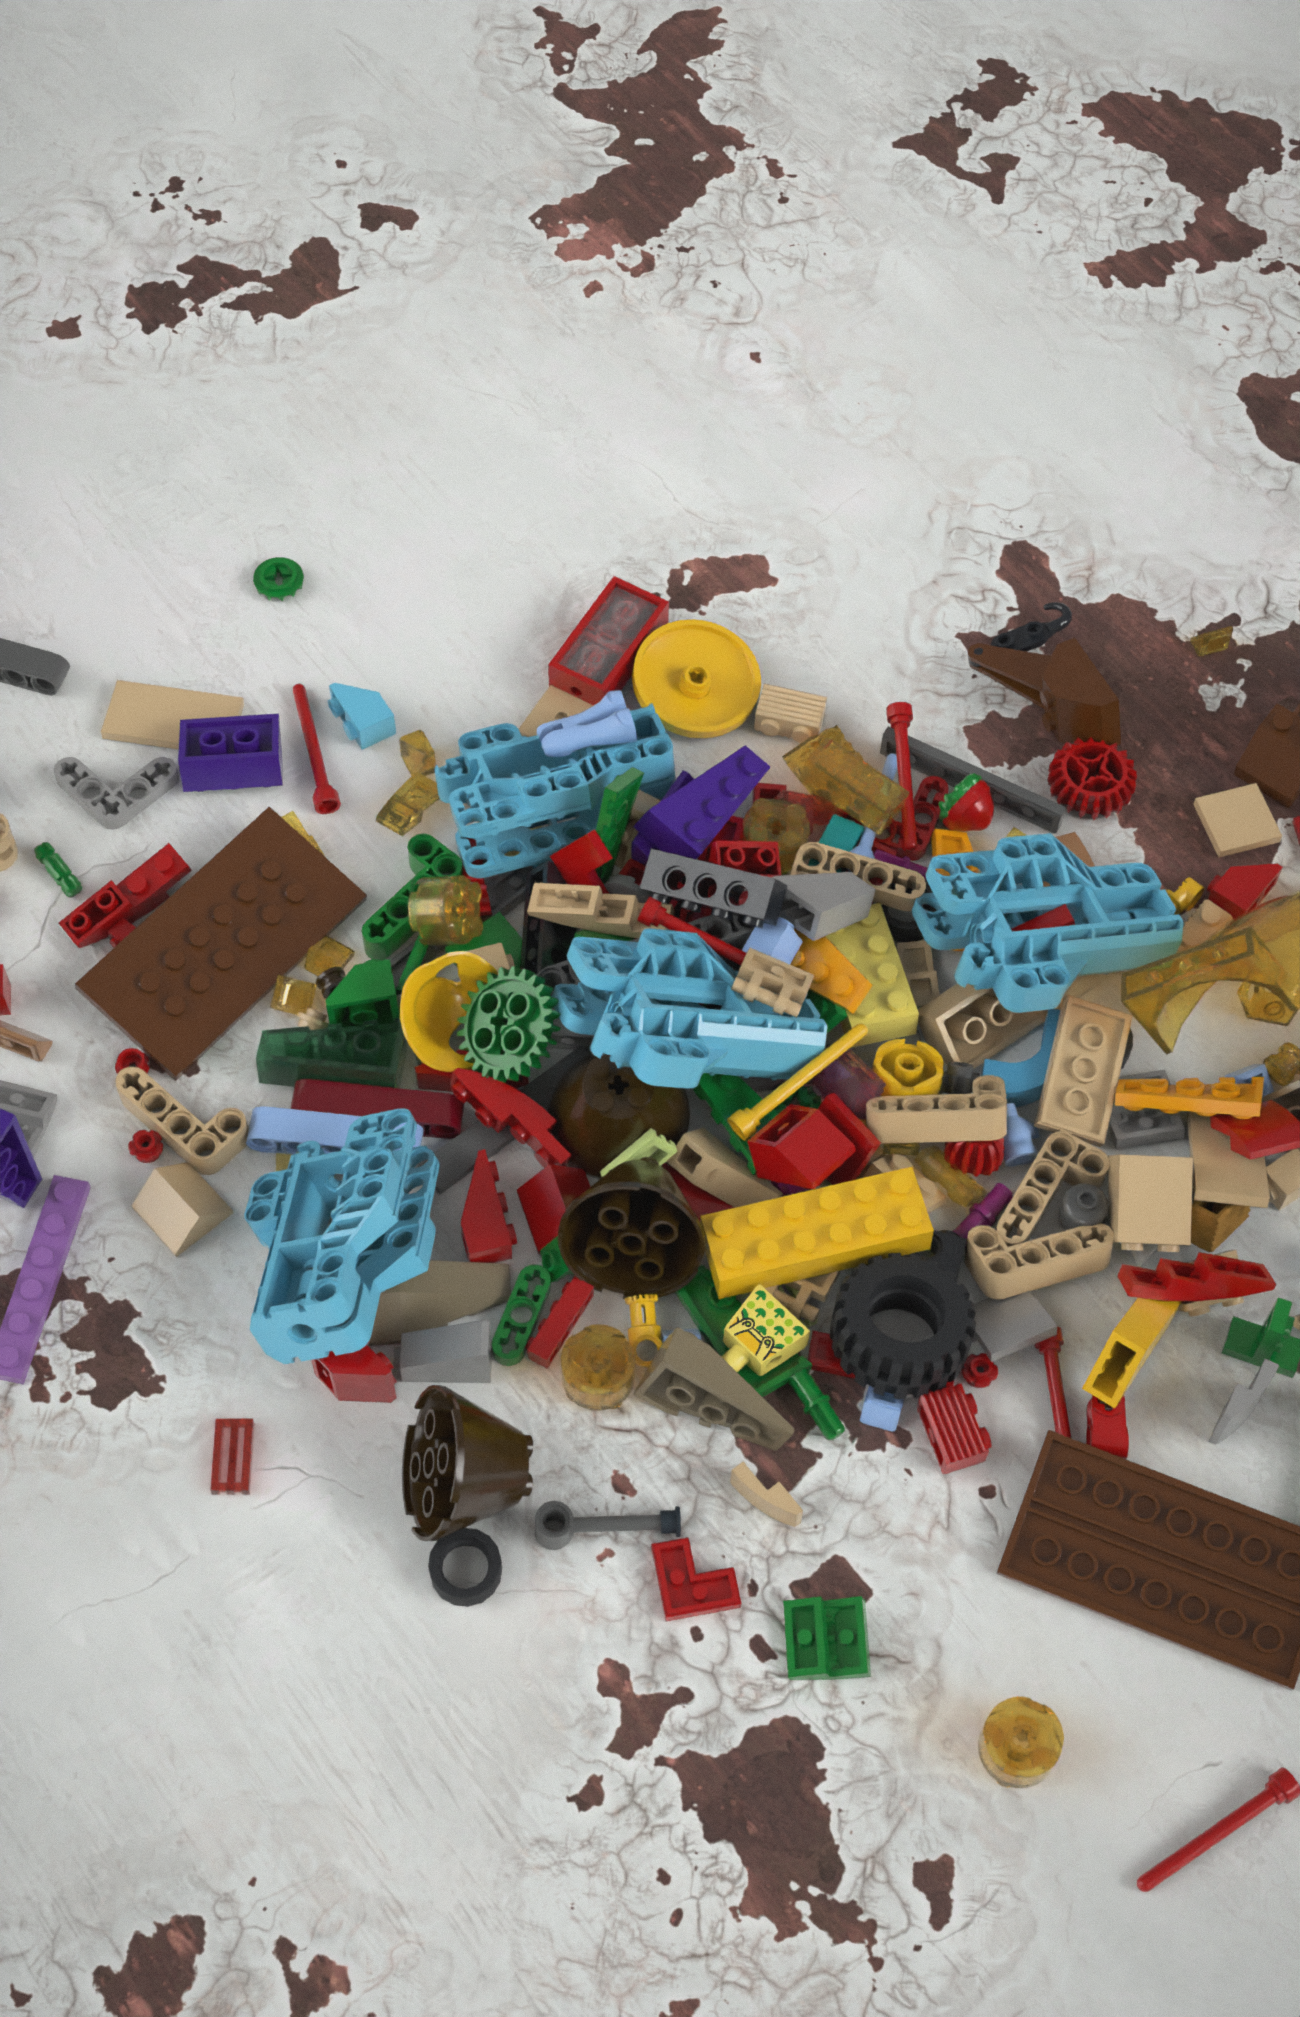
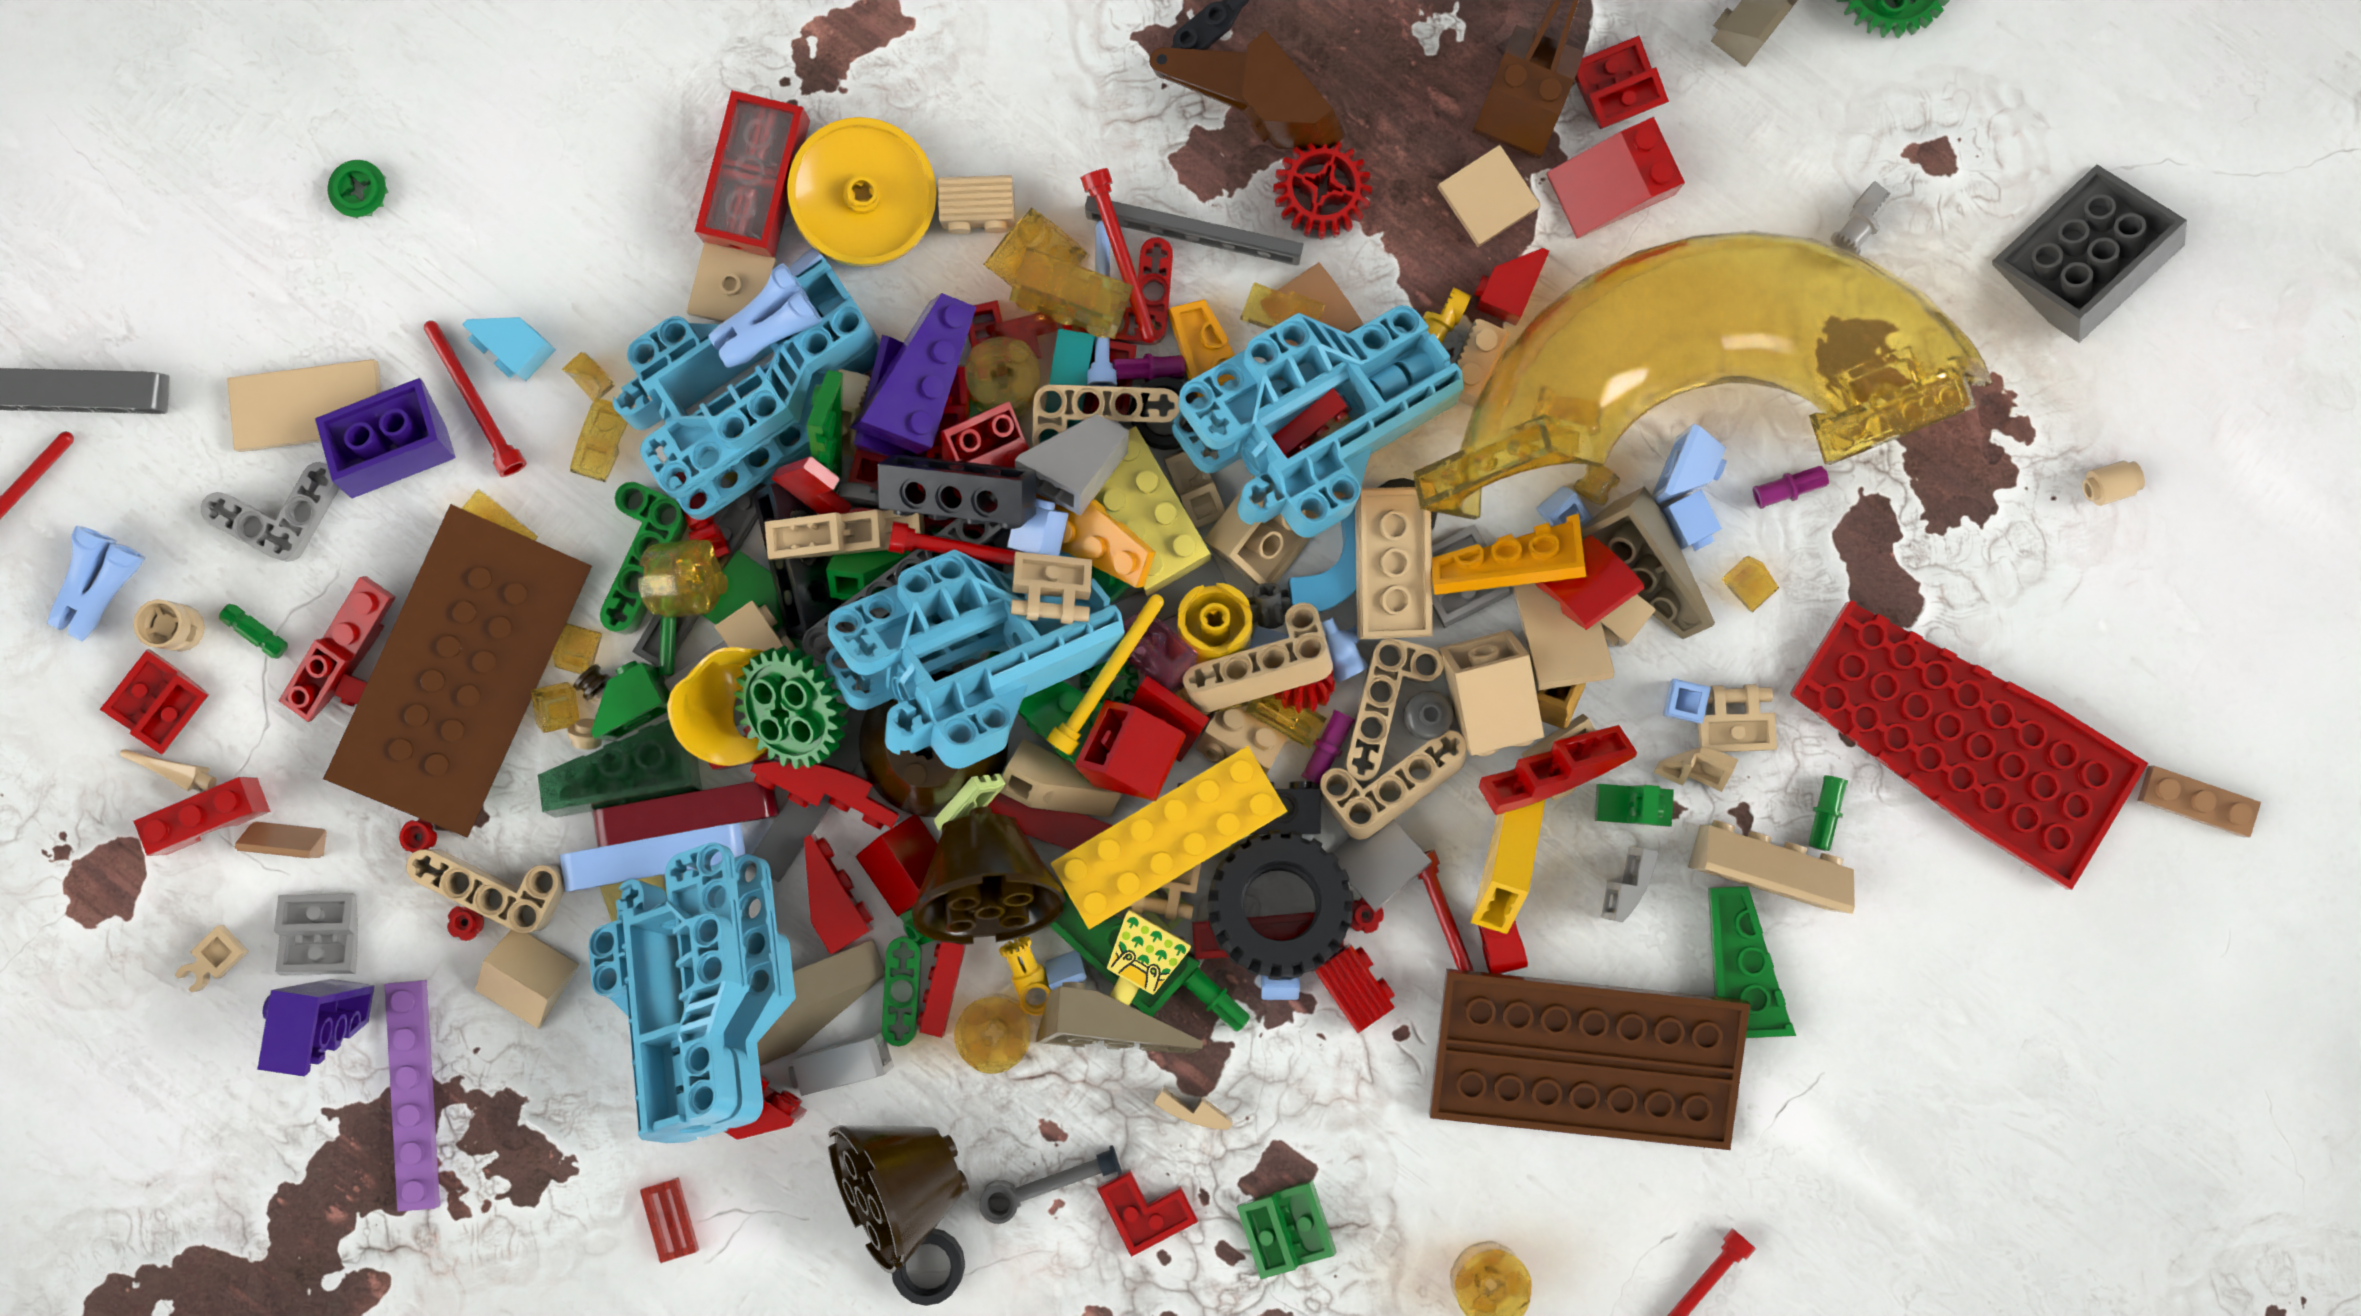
camera: 15 degrees left, 25 degrees up
(968, 806) = (1202, 272): red hair -> none

